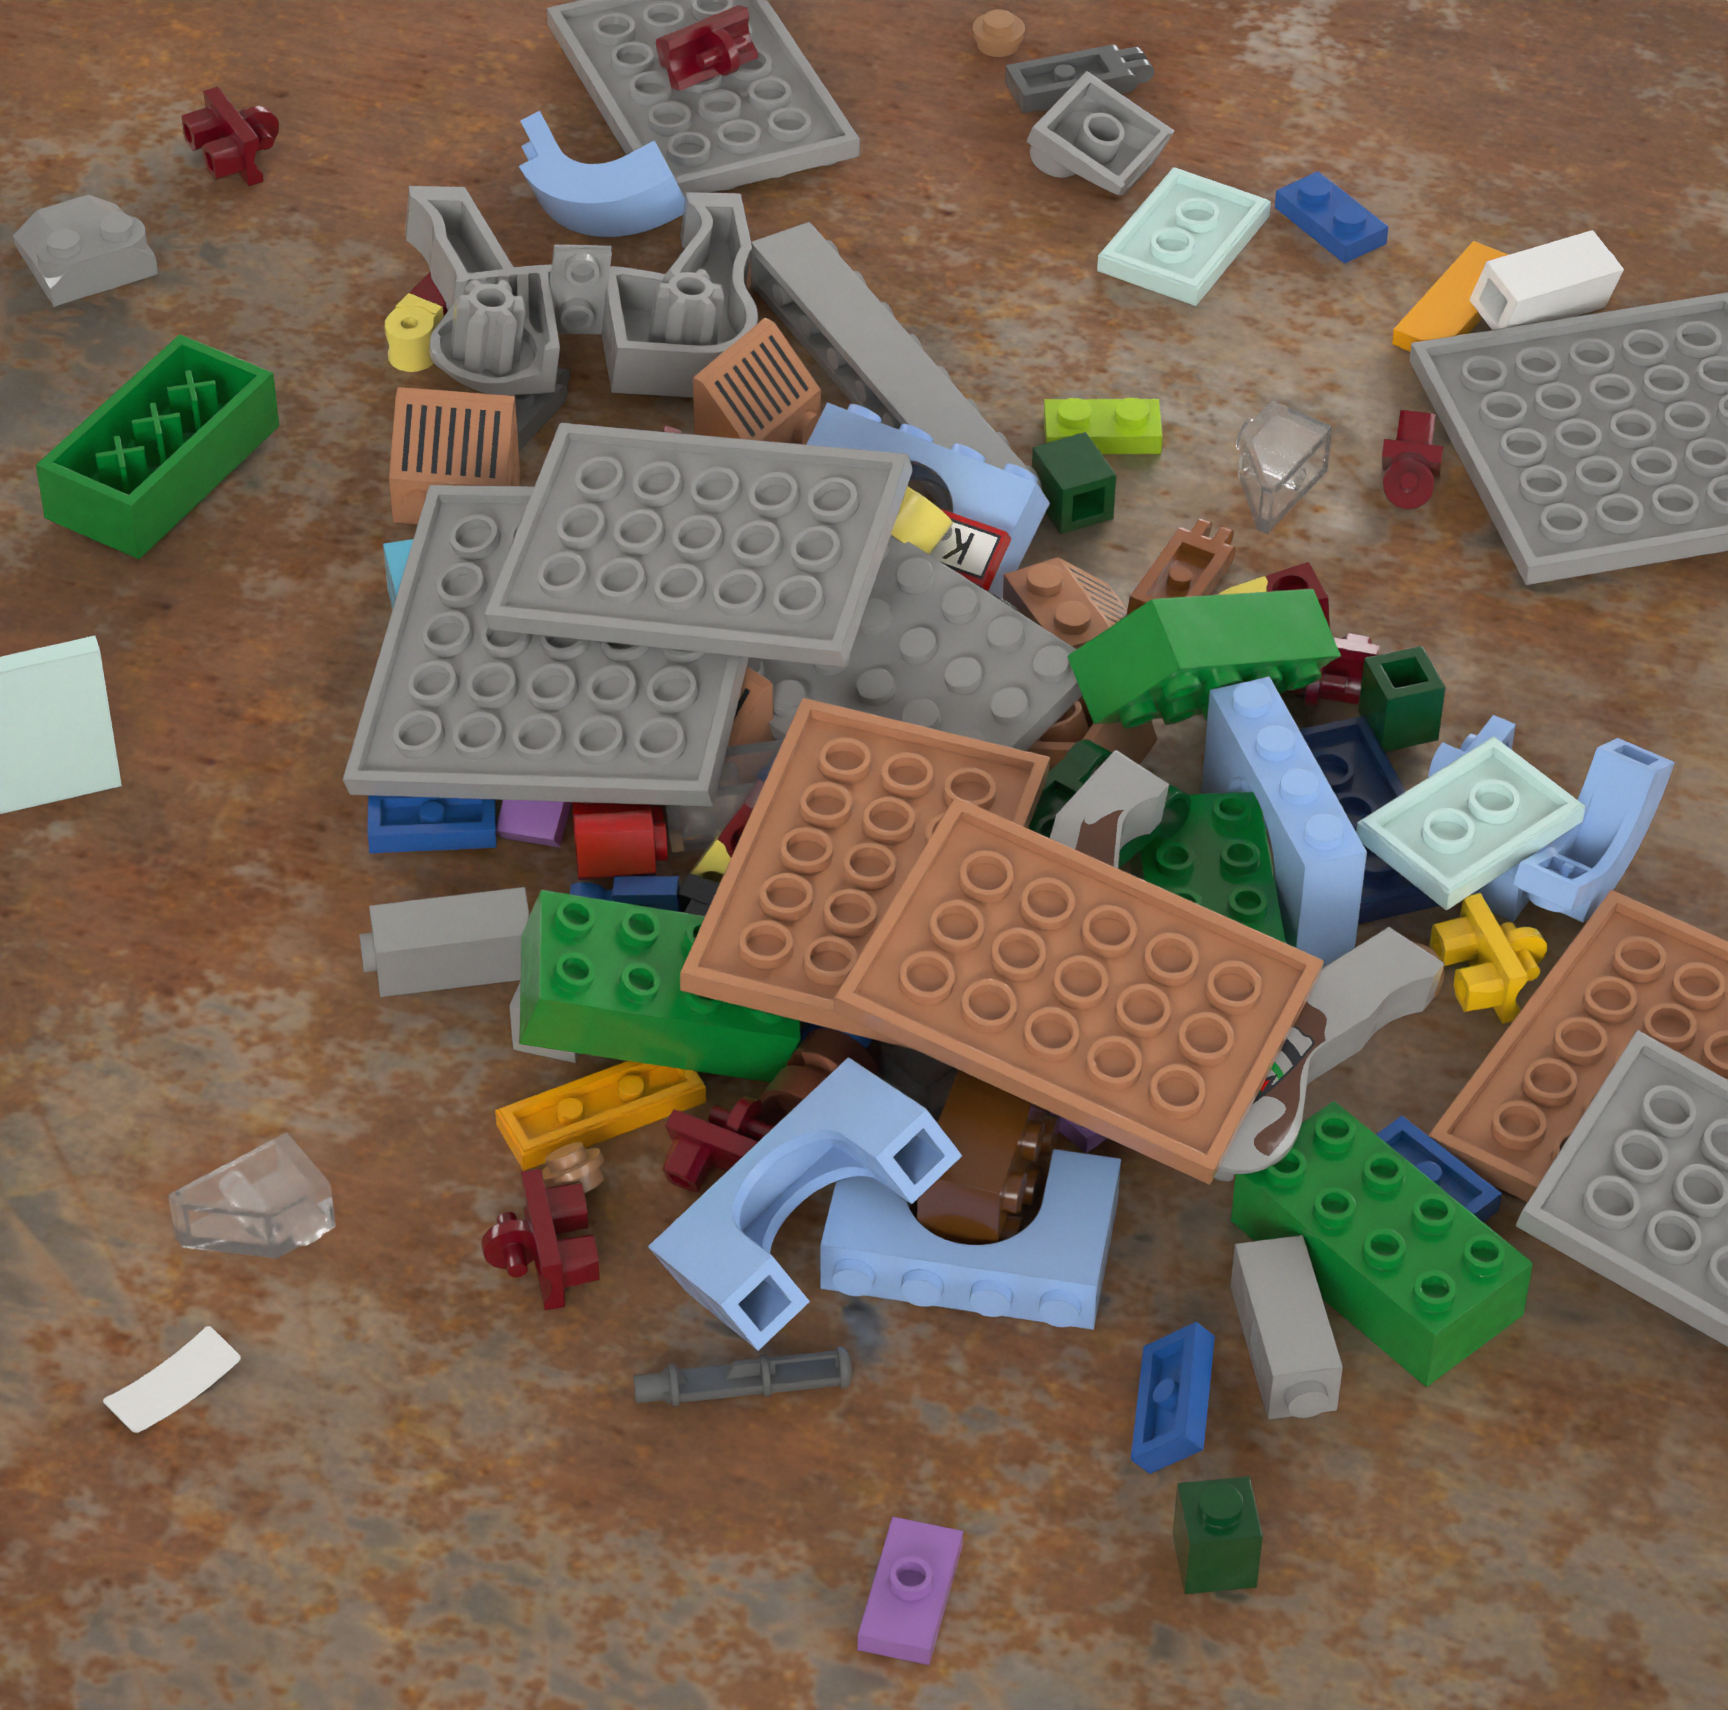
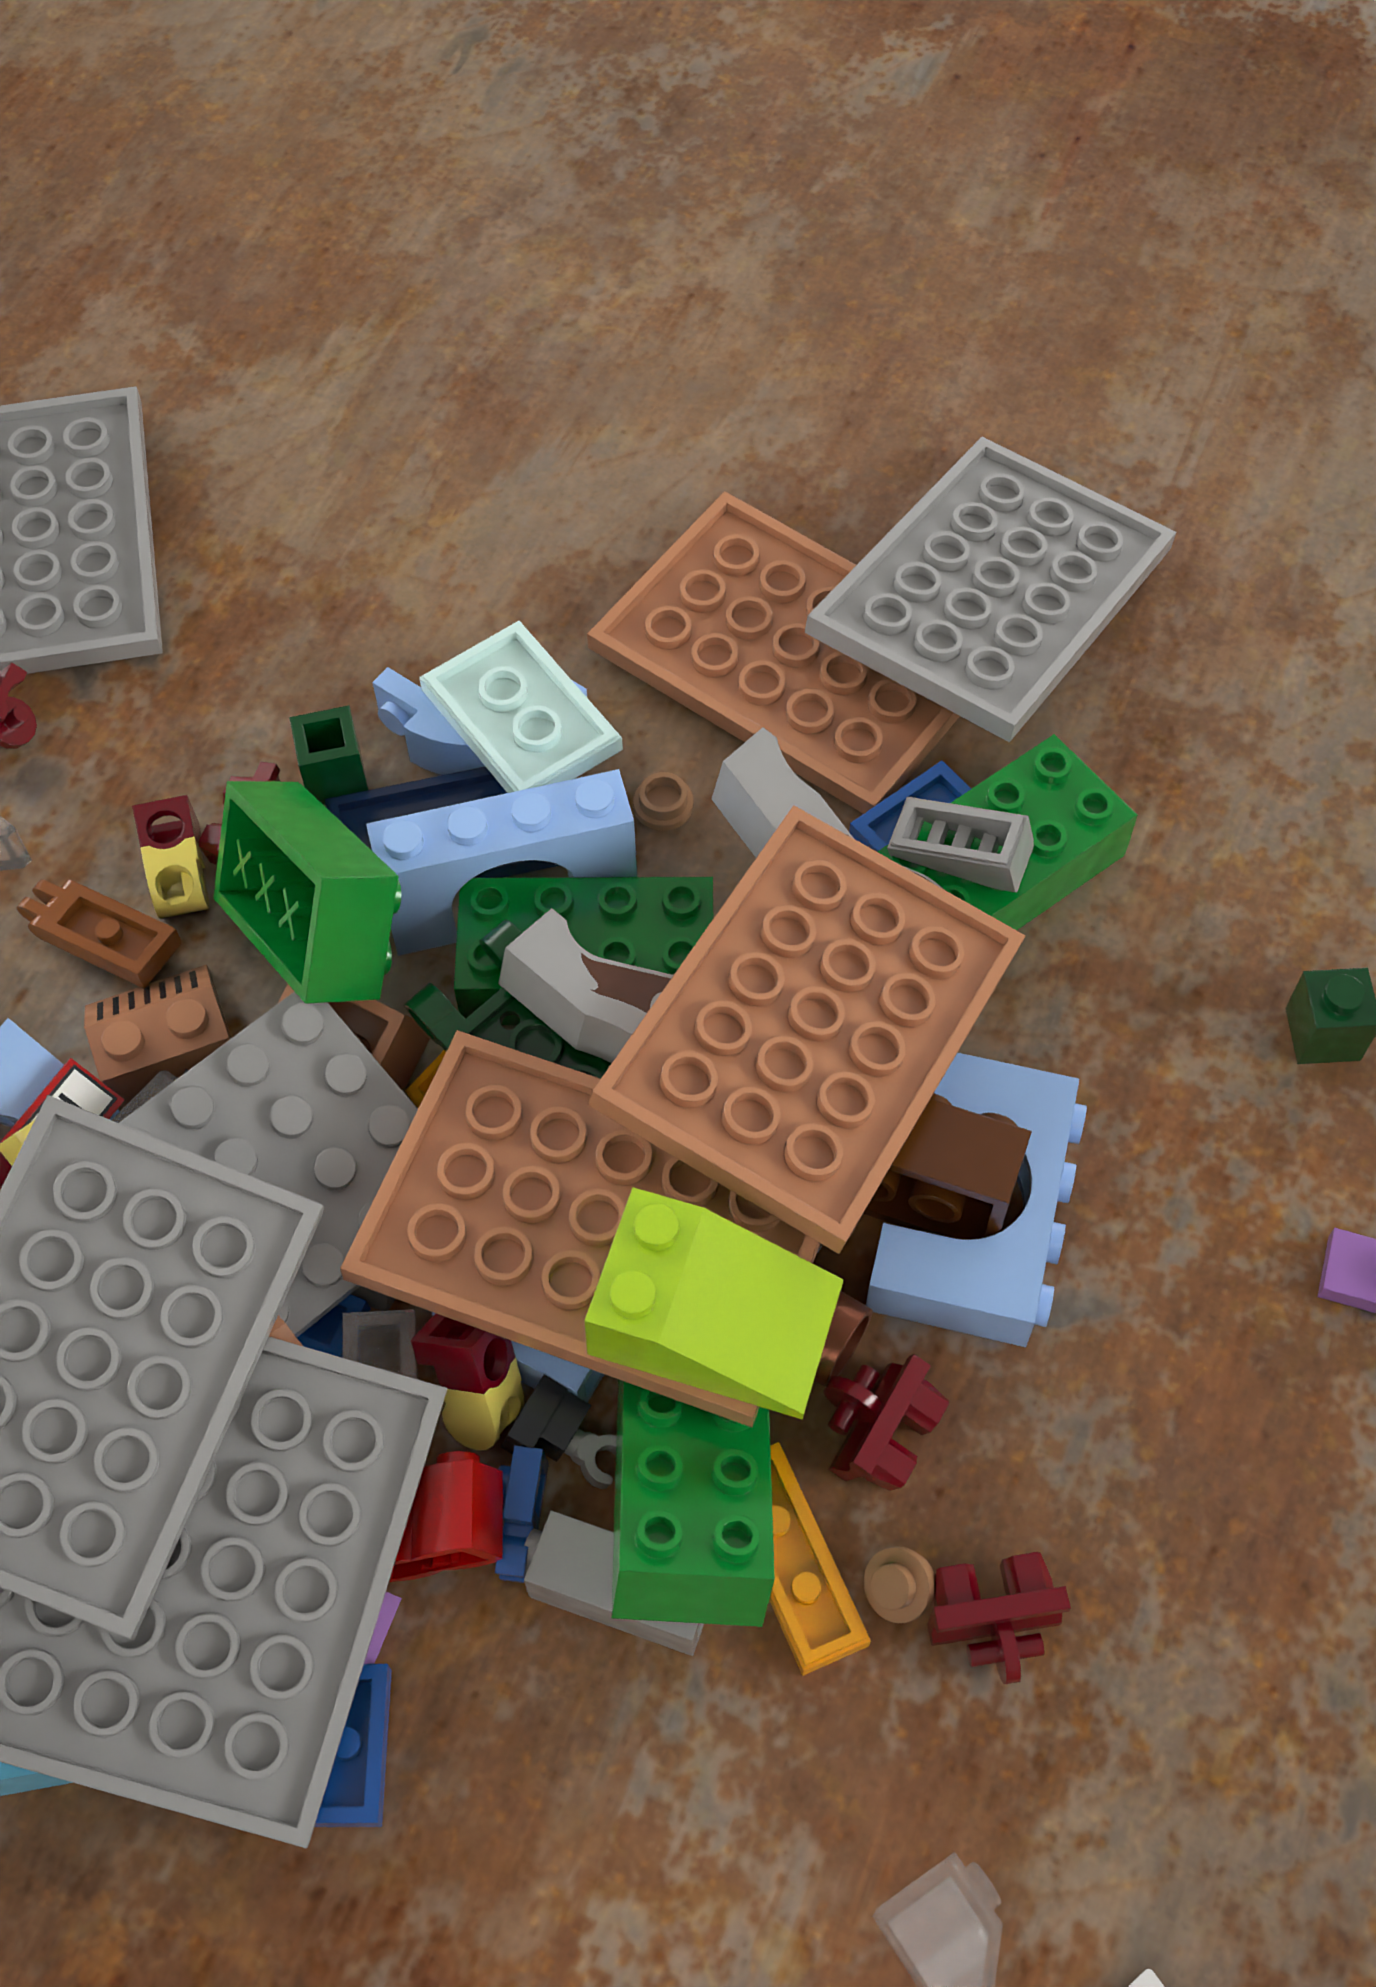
camera: 85 degrees left, 15 degrees up
(446, 941) = (555, 1722): light grey brick -> none
(746, 1377) = (1159, 1420): dark grey piece -> none
(774, 918) = (711, 1305): none -> lime slope
(837, 1132) = (1034, 1424): light blue arch -> none
(1173, 1398) = (1175, 1039): blue plate -> none
(1286, 1327) = (1095, 941): light grey brick -> none
(1350, 1167) = (980, 866): none -> light grey slope
(1498, 957) = (659, 733): yellow hips -> none
(1592, 857) = (489, 595): light blue arch -> none

